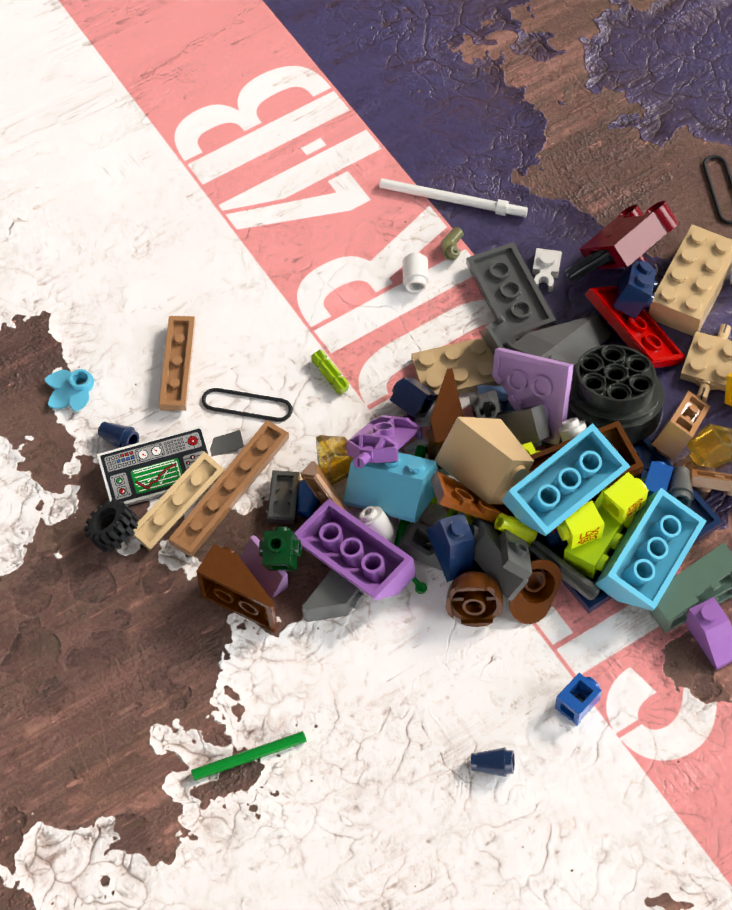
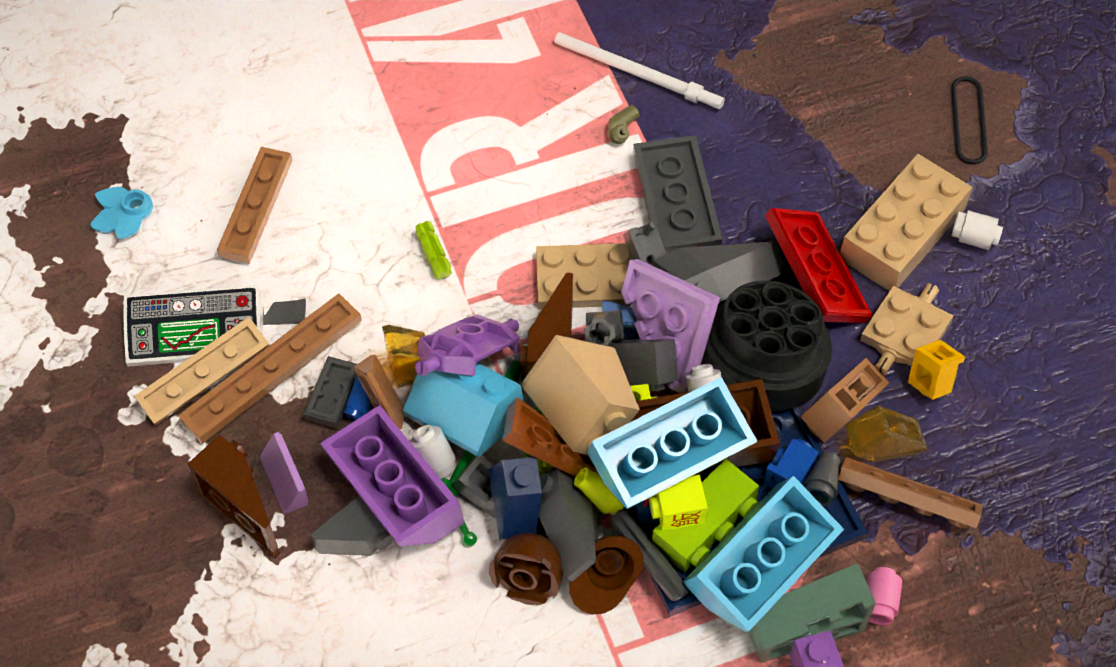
camera: 10 degrees right, 0 degrees up
(111, 525) = (113, 385): black tyre -> none
(118, 434) = (159, 276): dark blue cone -> none
(246, 413) = (328, 258): black piece -> none
(280, 549) = (300, 457): dark green brick -> none
(413, 397) = (520, 299): dark blue brick -> none
(415, 272) = (568, 149): white brick -> none
(515, 555) = (588, 524): dark grey plate -> none
(546, 266) = (729, 172): white plate -> none
(624, 239) = (829, 158): dark red piece -> none
(625, 497) = (745, 479): neon yellow brick -> none
(635, 288) = (828, 218): dark blue brick -> none

